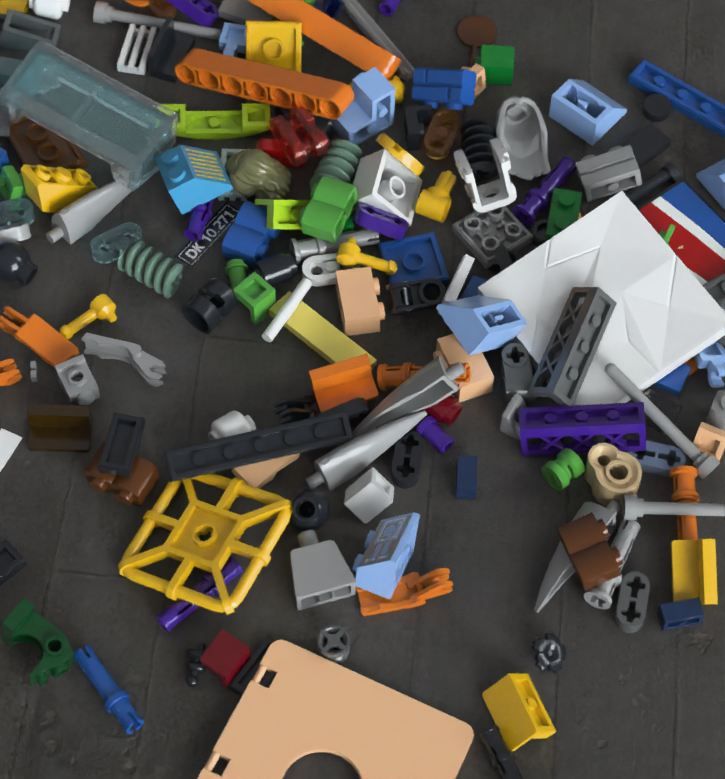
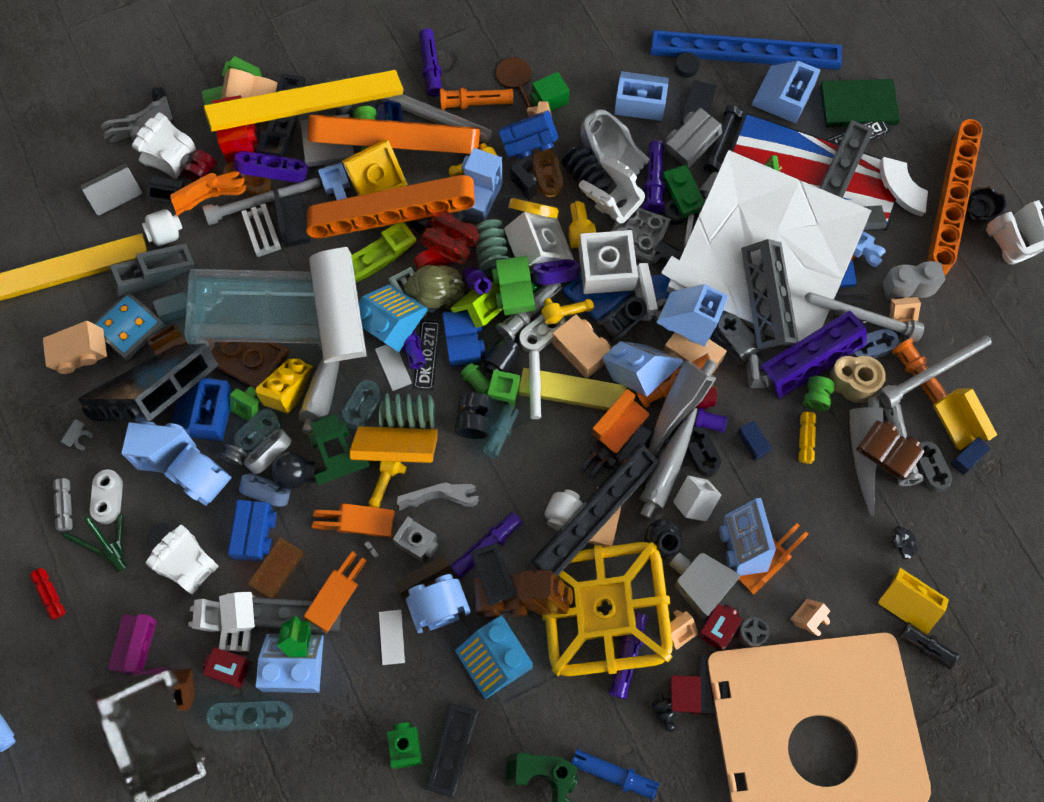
camera: 30 degrees left, 10 degrees up
(53, 442) = (437, 603): none -> light blue brick
(55, 278) = (326, 429): none -> dark green tile
(74, 522) = (494, 657): none -> dark azure slope
(117, 288) = (394, 444): none -> light orange tile
(148, 135) = (337, 305): none -> white brick
(153, 483) = (544, 592): none -> reddish brown brick
(154, 422) = (495, 534): none -> dark purple pin
(170, 228) = (393, 367): none -> white sticker
(226, 334) = (501, 431): none -> clear light blue pin
(265, 600) = (682, 629): none -> light nougat tile
(293, 192) = (476, 280): none -> dark purple pin
(304, 619) = (720, 627): none -> dark red brick
(397, 343) = (640, 366): none -> light blue slope
(402, 661) = (810, 616): none -> light nougat tile
(409, 29) = (464, 98): none -> orange pin
(434, 235) = (608, 262): none -> white brick
(501, 284) = (685, 274): none -> white sticker
(522, 504) = (807, 437): none -> yellow axle

